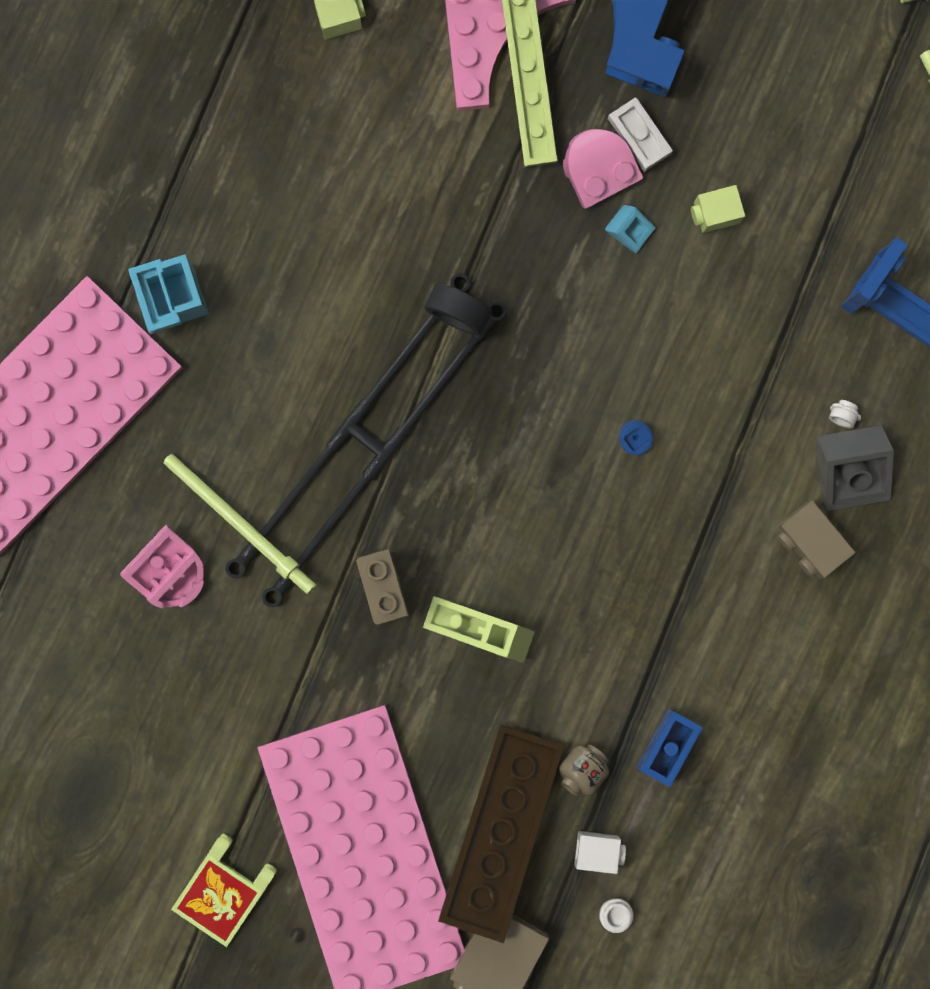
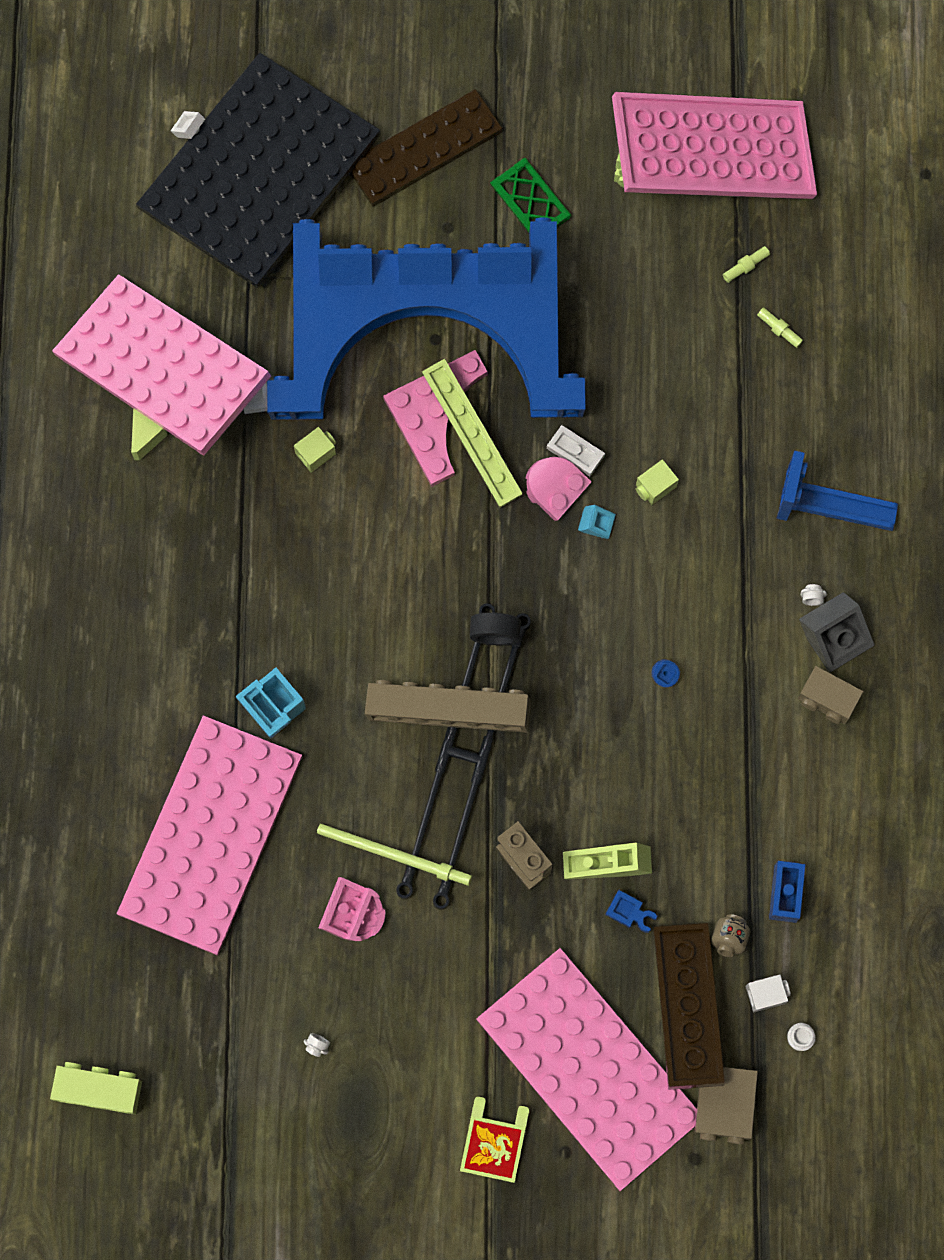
camera: 15 degrees left, 10 degrees down
(66, 704) = (316, 1045): none -> white plate
(368, 378) = (448, 707): none -> dark tan brick
(477, 693) = (626, 910): none -> blue plate

